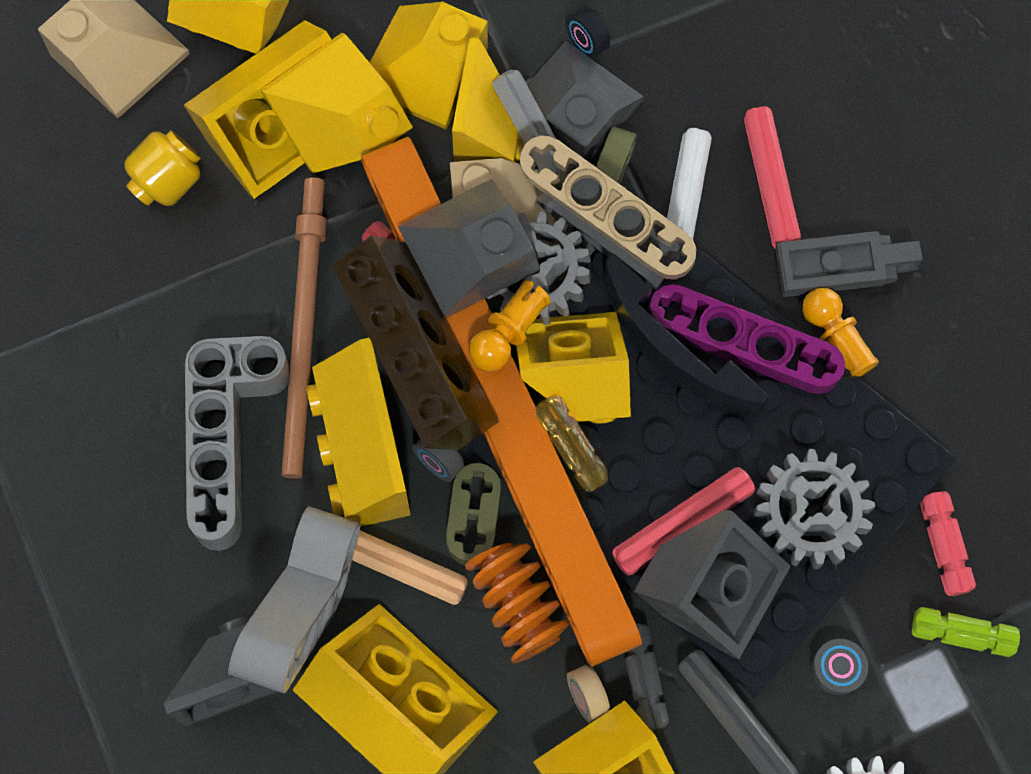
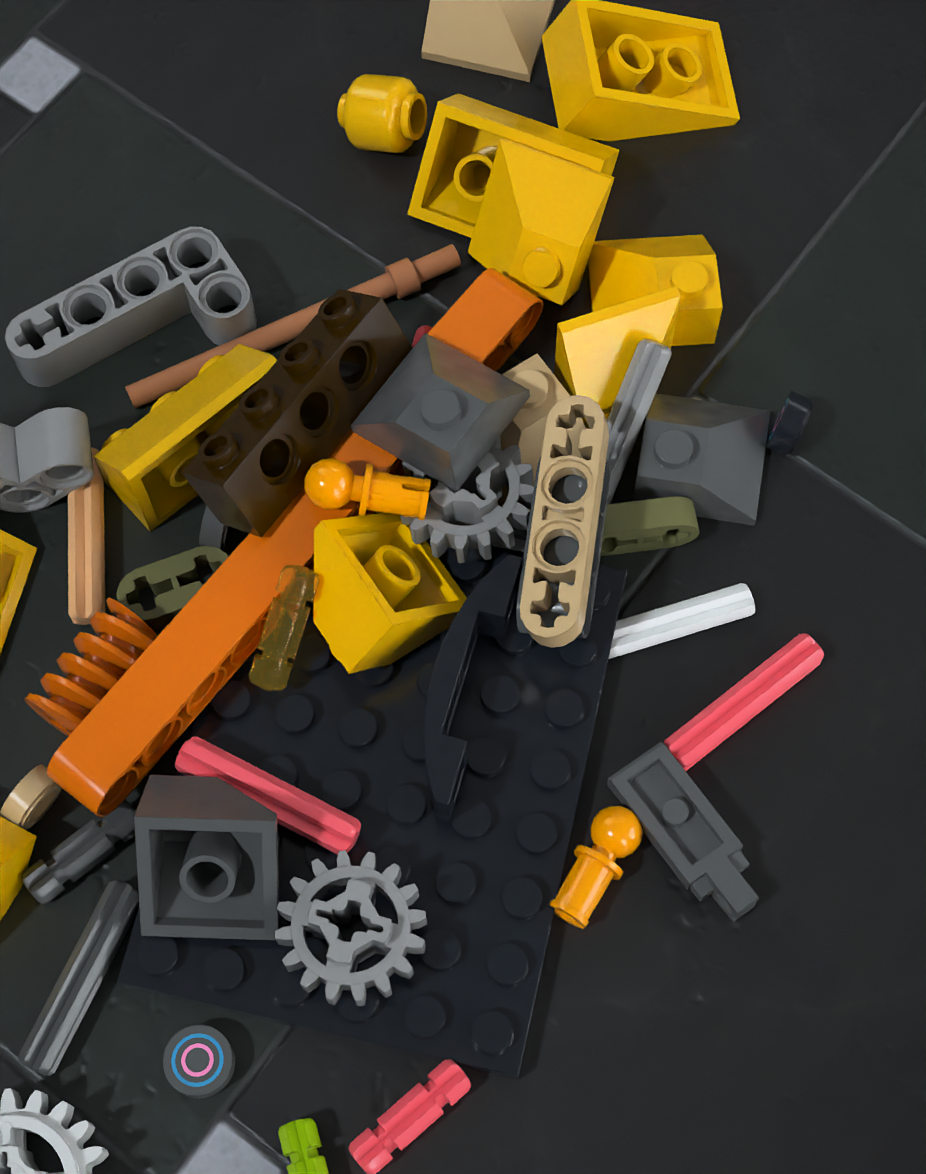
camera: 65 degrees right, 5 degrees down
(748, 330) = (517, 758): magenta beam -> none

